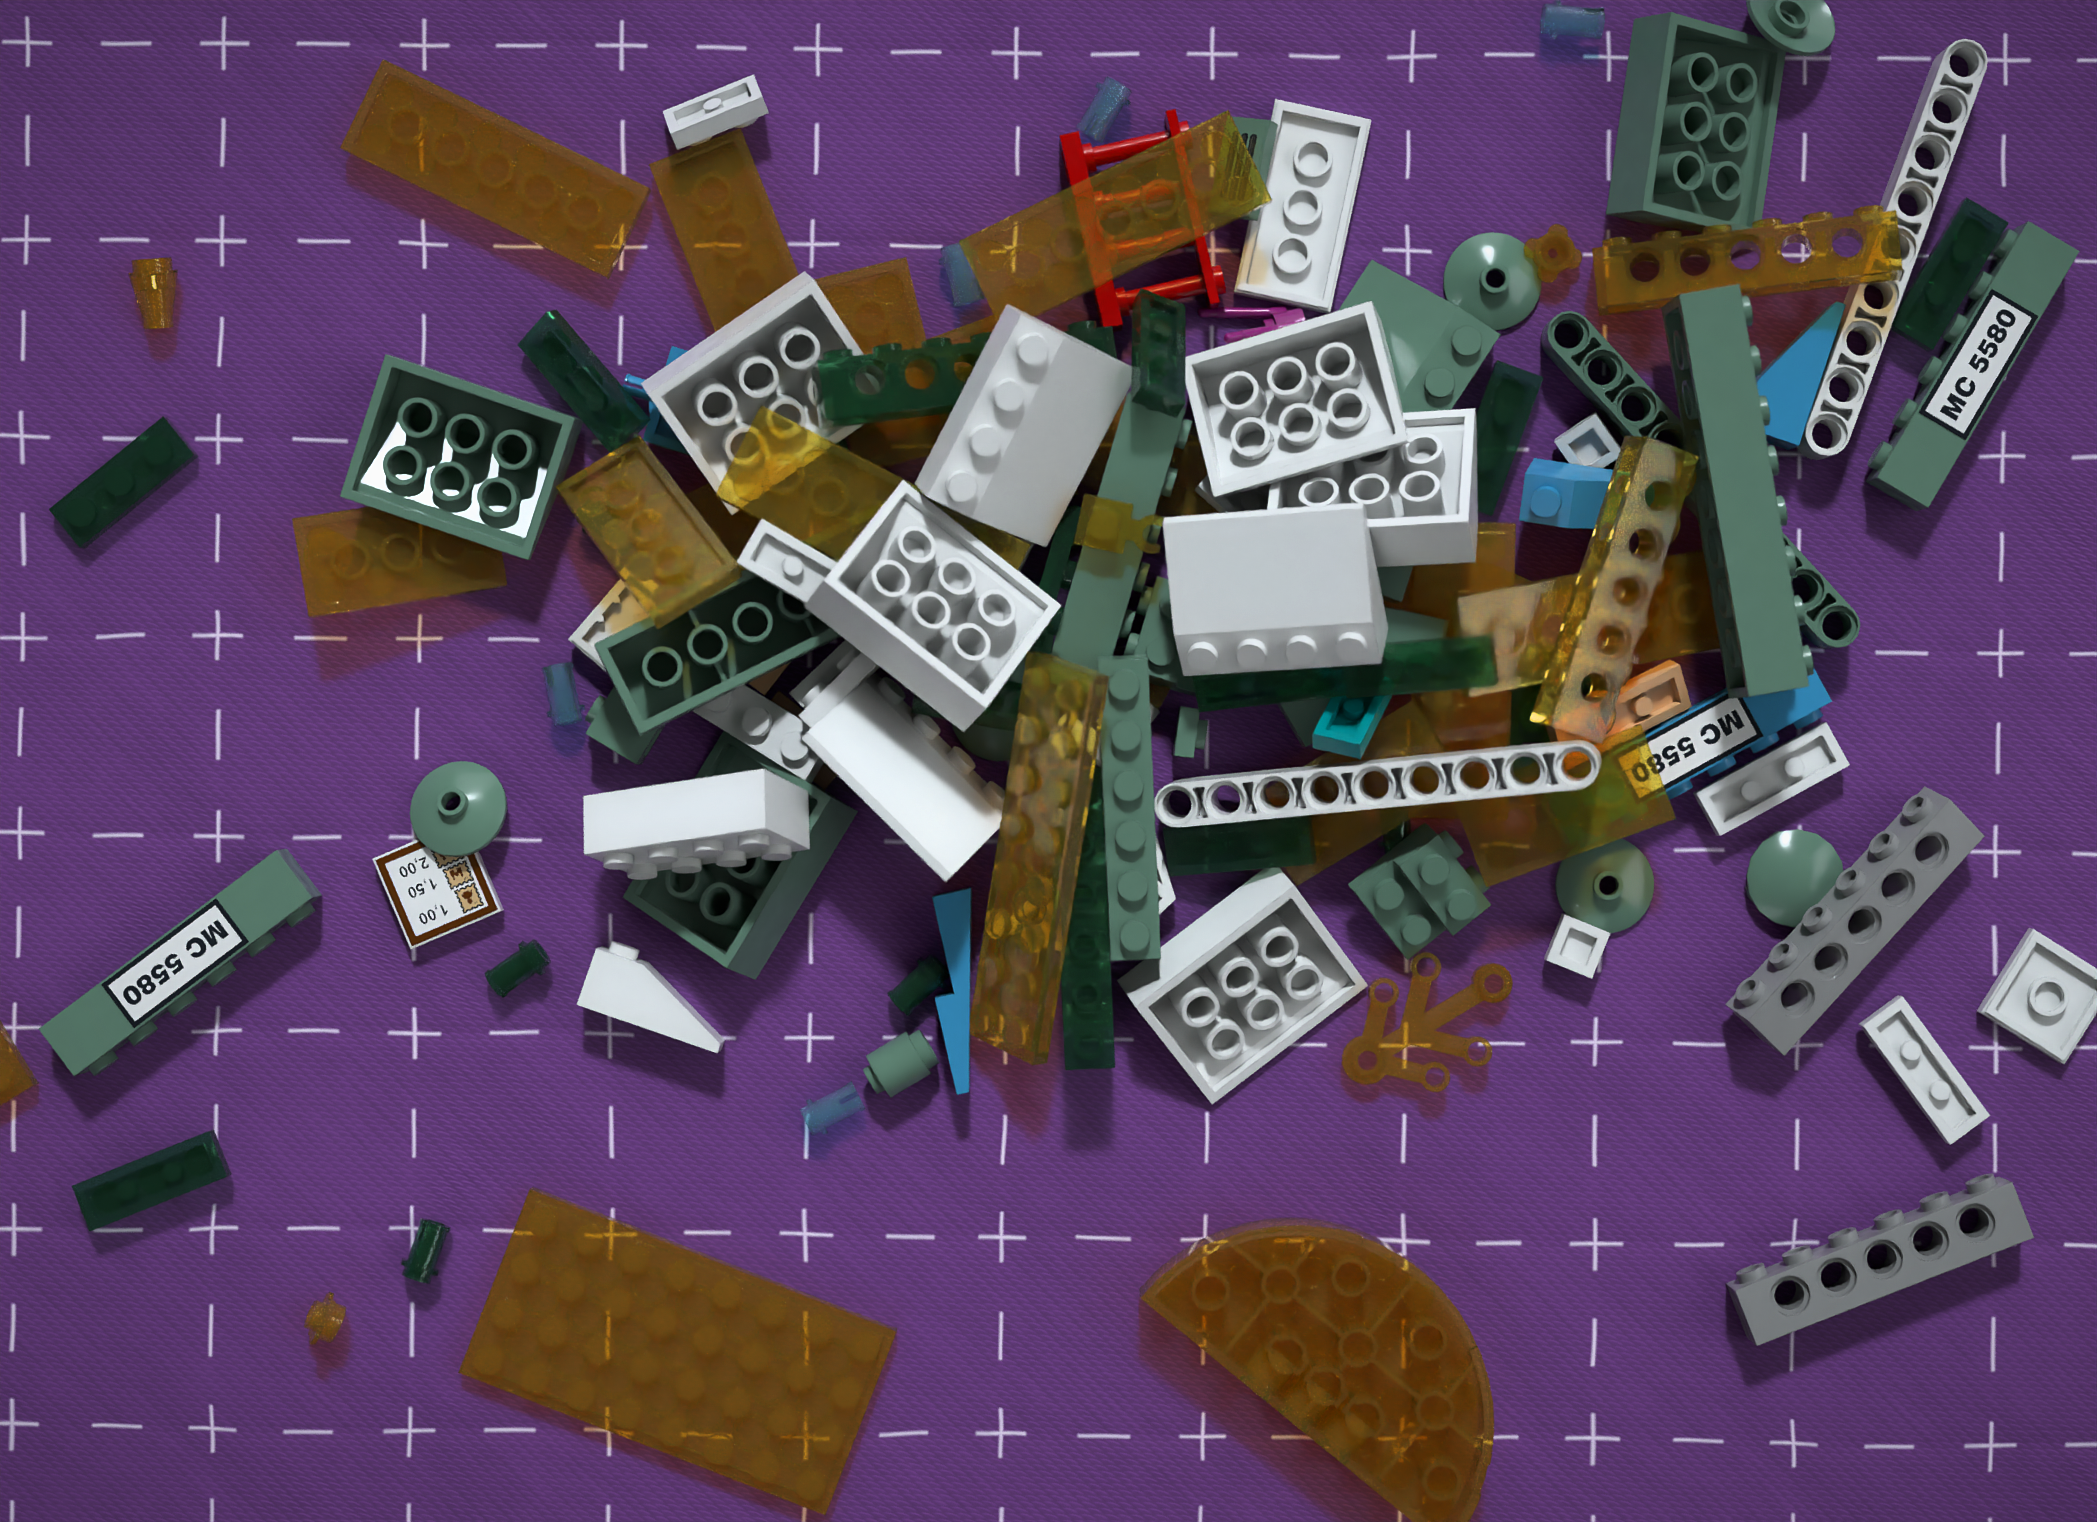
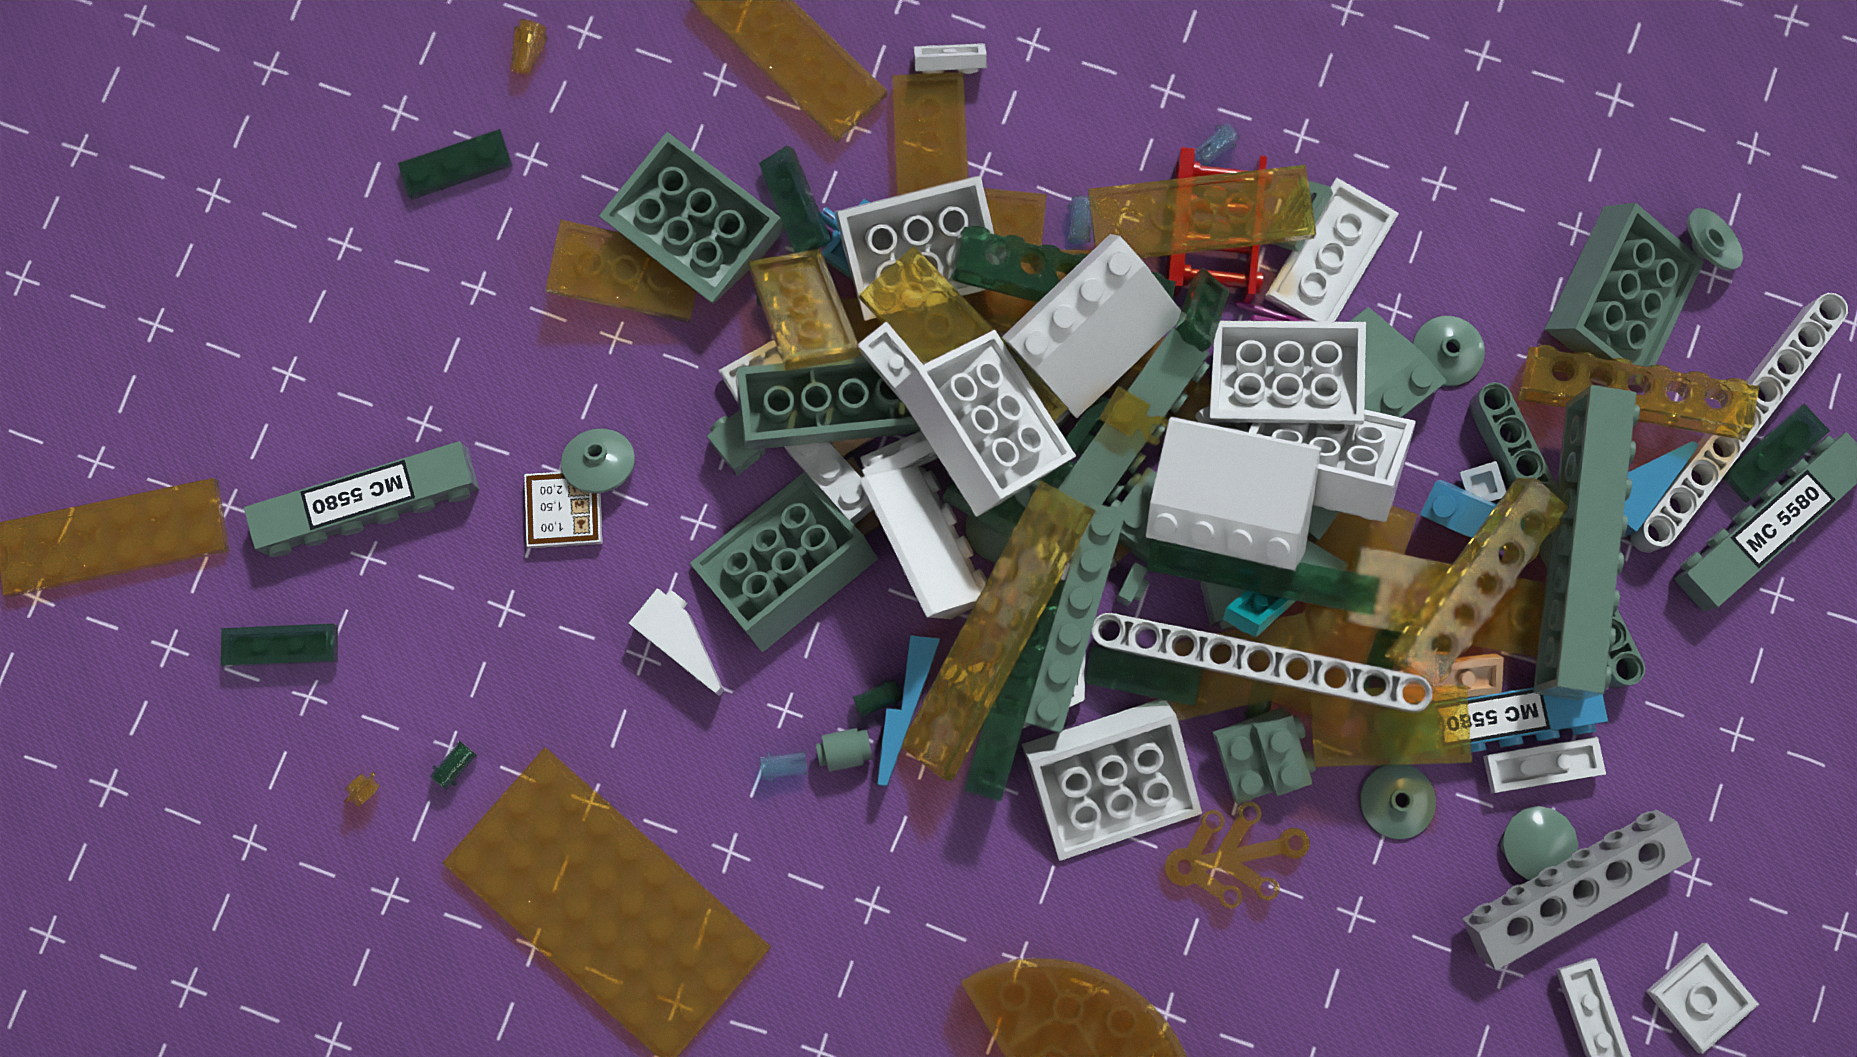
camera: 20 degrees right, 10 degrees down
(518, 967) = (597, 586): clear green pin -> none
(562, 694) = (700, 407): clear light blue pin -> none
(697, 823) = (762, 520): white brick -> none
(1499, 428) = (1426, 446): clear green plate -> none
(1557, 239) = (1507, 341): clear yellow plate -> none
(1571, 20) = (1559, 194): clear light blue pin -> none
(1577, 946) = (1365, 837): white plate -> none

